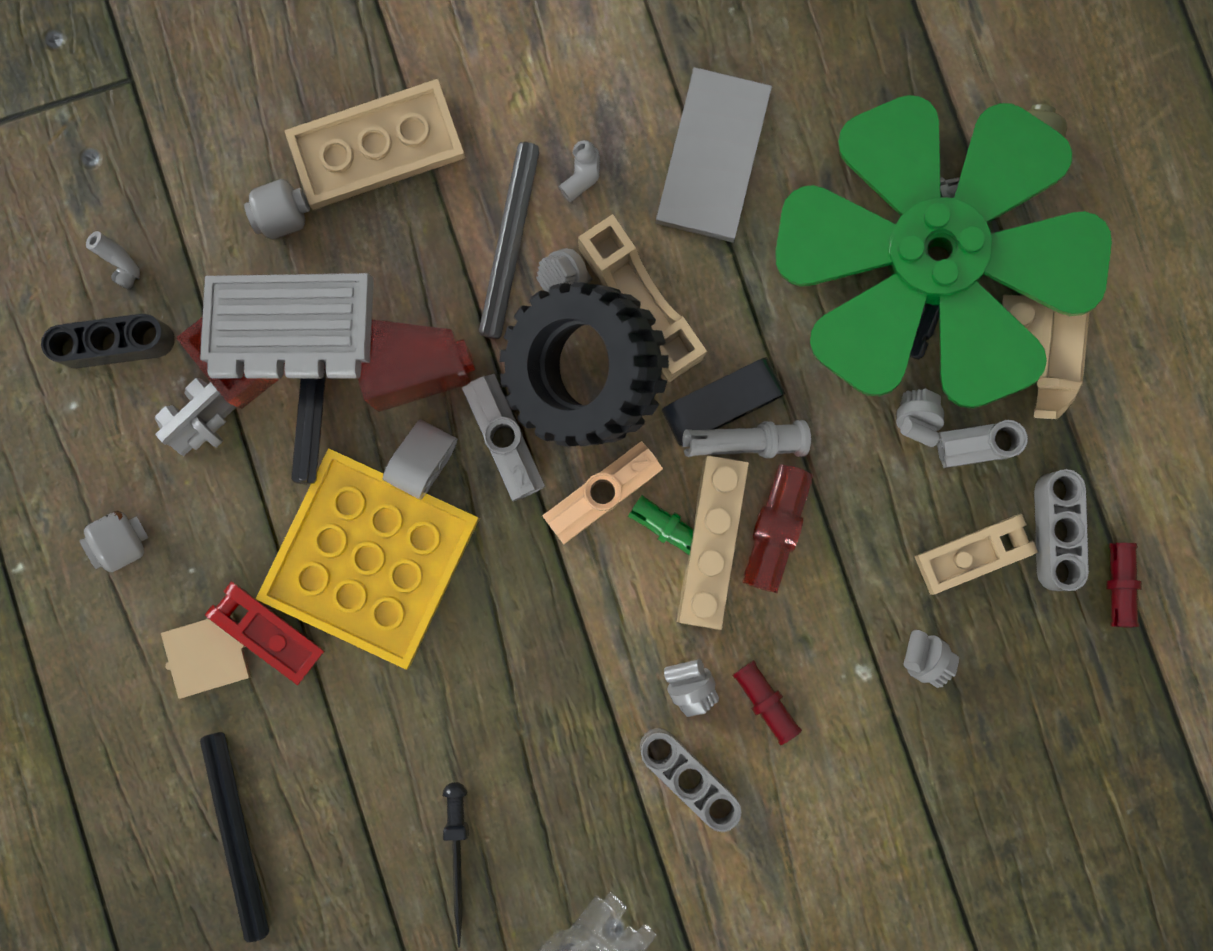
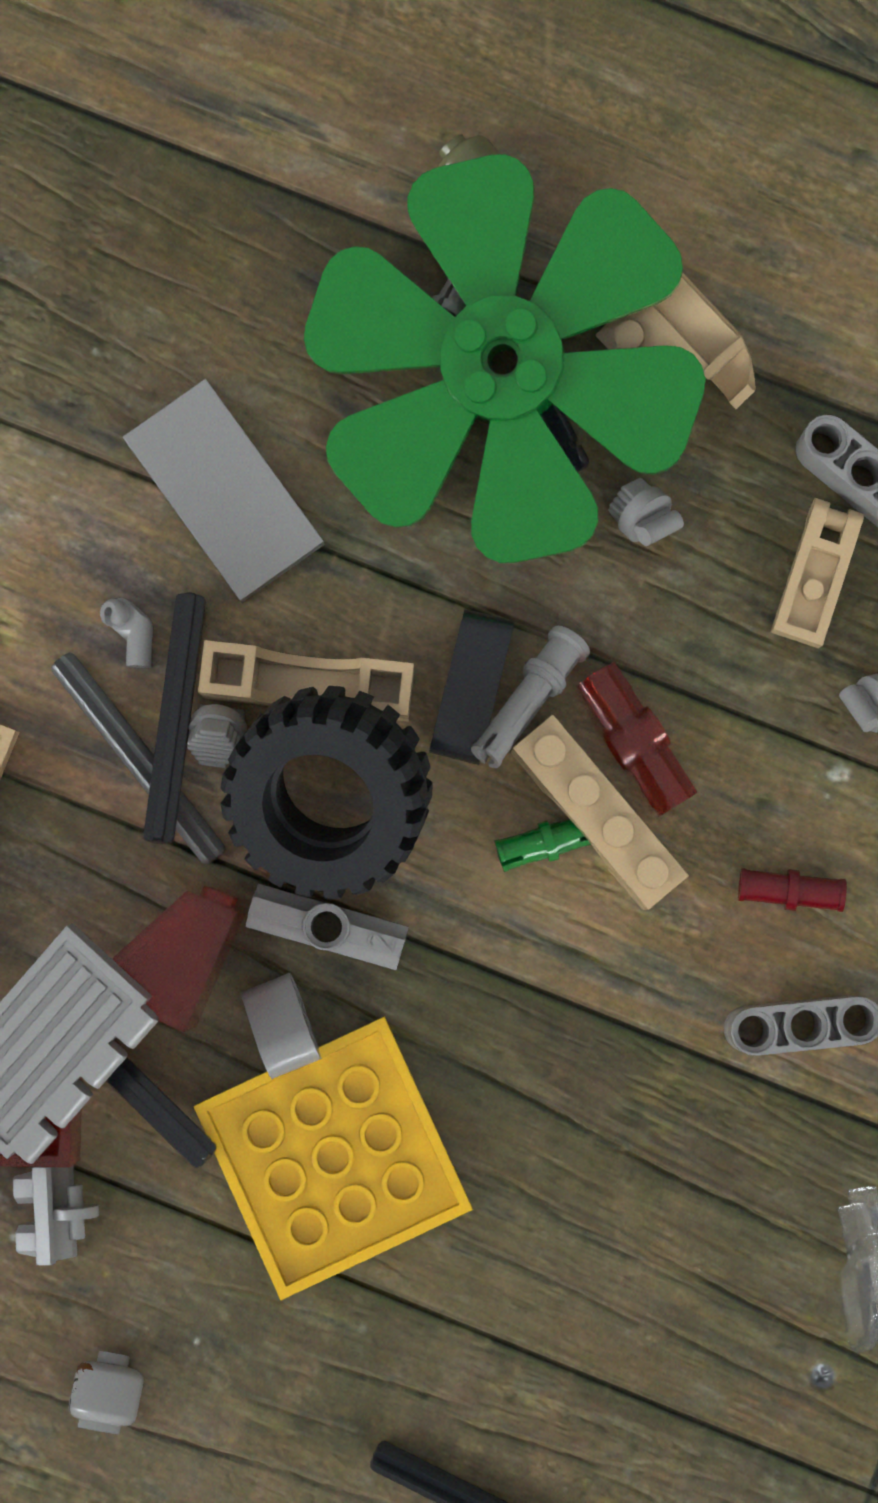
camera: 50 degrees left, 0 degrees up
(203, 657) = (292, 1396): tan piece -> none
(266, 634) = (323, 1318): red plate -> none
(456, 831) = (666, 1291): black sword -> none
(550, 240) = (174, 719): none -> black axle
(625, 477) = (461, 841): light nougat piece -> none
(691, 687) = (718, 949): light grey piece -> none
(979, 444) = (717, 482): light grey piece -> none

